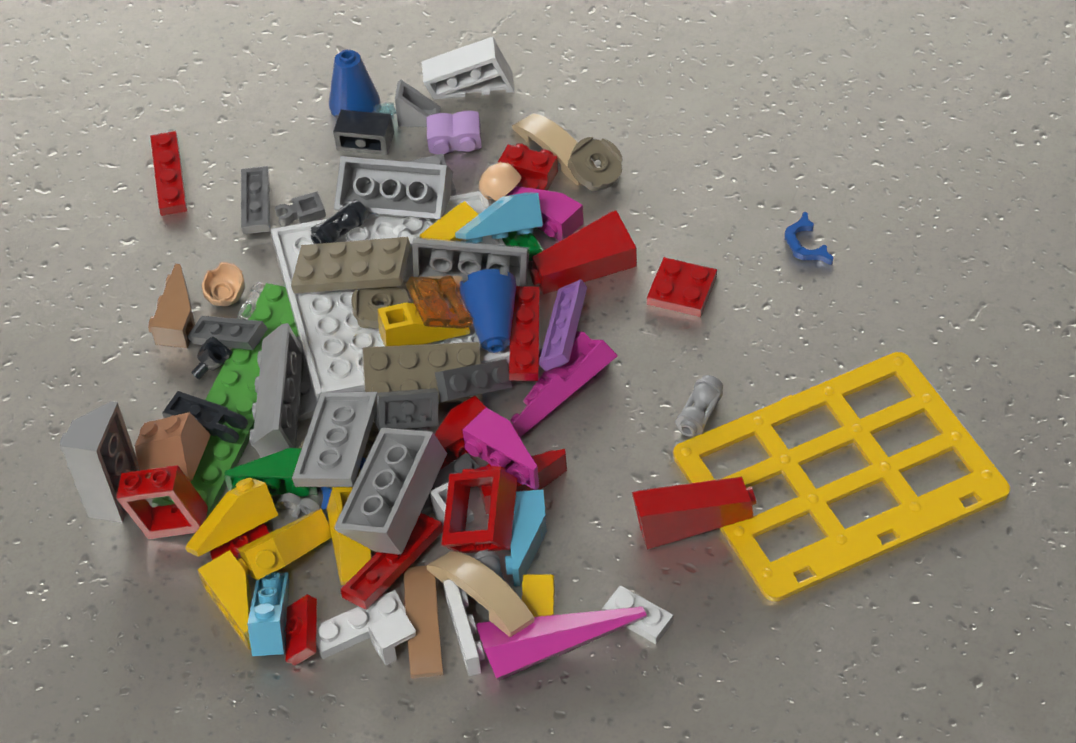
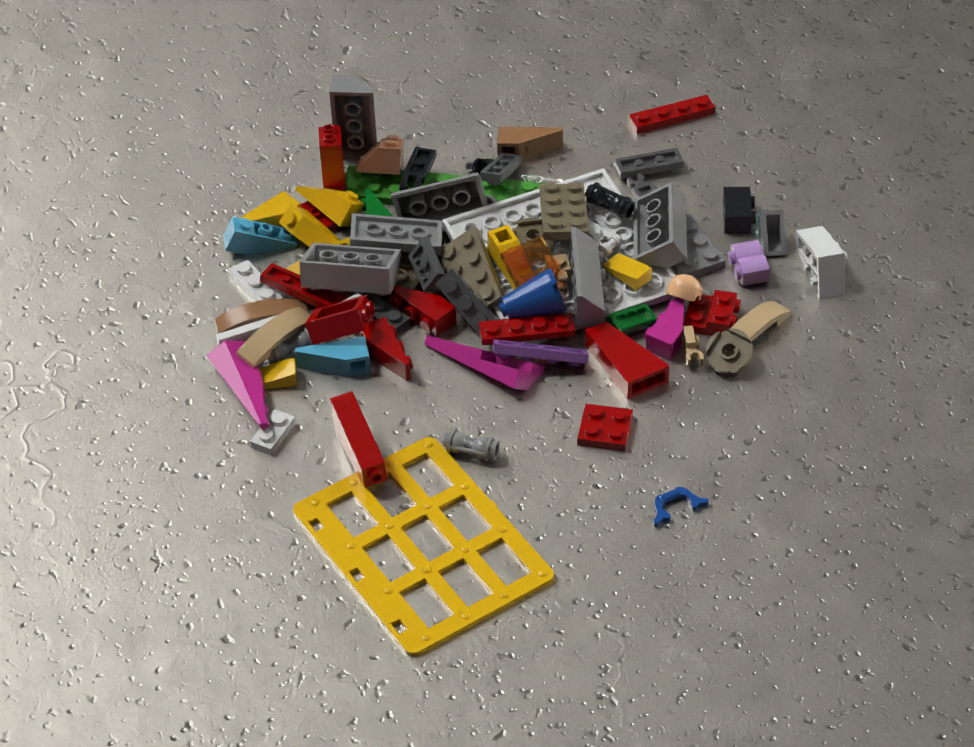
camera: 80 degrees right, 5 degrees down
(223, 285) = (552, 161): light nougat hair -> none
(301, 629) = (245, 253): red plate -> none
(351, 85) = (780, 189): blue cone -> none
(389, 633) = (239, 296): white panel -> none
(498, 443) = (399, 321): dark pink slope -> none
(507, 214) = (640, 296): medium azure slope -> none
(582, 196) = (690, 346): none -> tan plate

